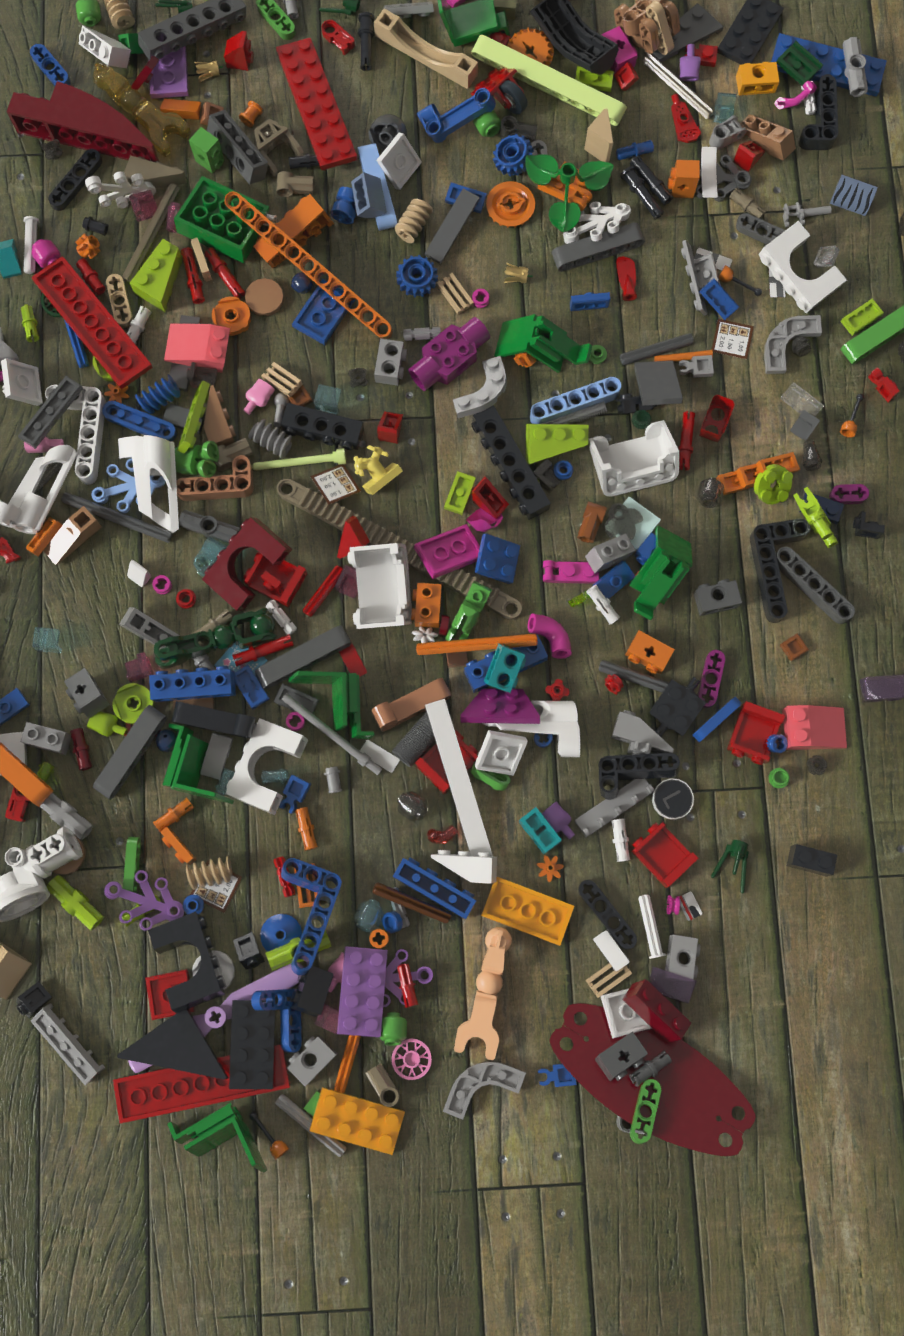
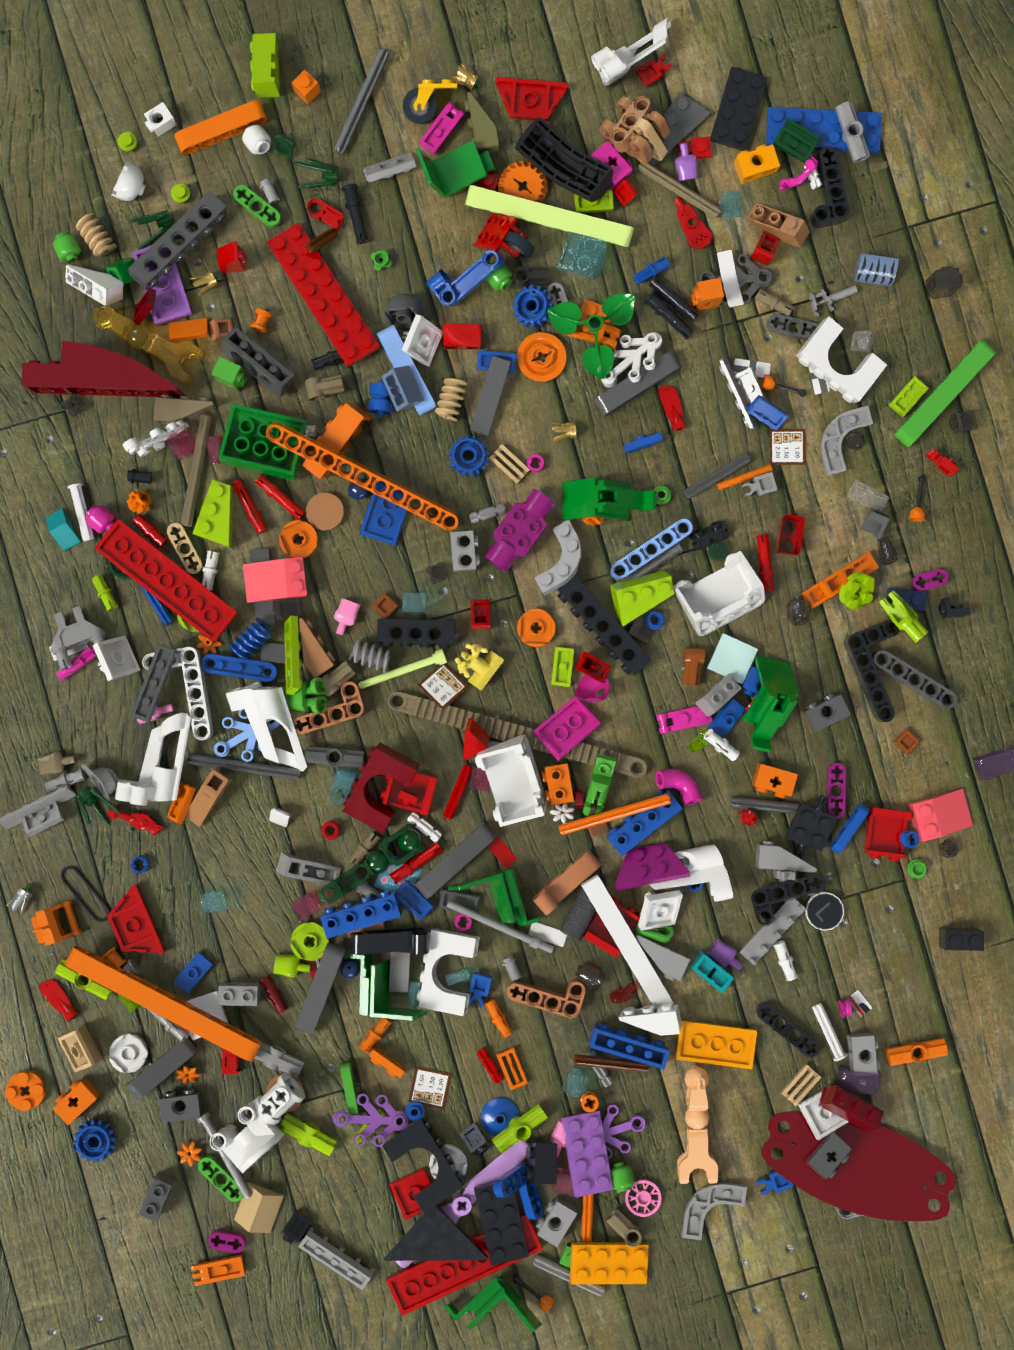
camera: 20 degrees left, 10 degrees up
(45, 770) = (246, 1022): clear neon green pin -> none
(48, 59) = (43, 307): blue beam -> none
(78, 181) = (108, 432): black beam -> none
(86, 693) = (264, 944): dark grey brick -> none
(155, 583) = (298, 822): dark pink bush -> none
(201, 259) = (253, 488): tan tile -> none
(210, 873) = (422, 1081): tan piece -> none
(271, 135) = (293, 339): dark tan piece -> none
(272, 372) = (351, 586): tan tile -> none
(280, 401) = (369, 614): light grey bar -> none
(317, 912) = (527, 1095): blue beam -> none
(327, 55) = (321, 240): none -> reddish brown axle
(359, 816) = (545, 994): none -> nougat beam
(379, 82) = (377, 256): none -> bright green plate
(392, 922) = (597, 1083): blue tile -> none
(407, 985) = (624, 1137): red axle -> none
(435, 442) = (543, 636): none -> orange plate
(438, 167) = (462, 336): none -> red piece
(452, 65) = (444, 220): tan arch -> none
(497, 558) = (613, 724): blue plate -> none
(497, 810) = (668, 960): none -> light grey slope
(498, 666) = (642, 833): teal brick -> none
(545, 866) = (724, 996): orange plant -> none
(551, 690) = (691, 836): red plate -> none
(571, 121) = (583, 255): none -> clear light blue slope
(599, 137) = (615, 269): tan slope -> none
(611, 950) = (798, 1061): white sticker -> none
(623, 524) = (725, 663): clear smoke plate -> none
(647, 1129) = (855, 1213): bright green beam -> none
(650, 1068) = (856, 1159): dark grey pin -> none
(658, 383) = (726, 514): dark grey tile -> none
(663, 854) = (827, 964): red panel -> none
(727, 969) = (928, 1049): none -> orange piece
(729, 131) = (740, 229): light grey piece -> none
(738, 852) = (895, 946): dark green plant -> none

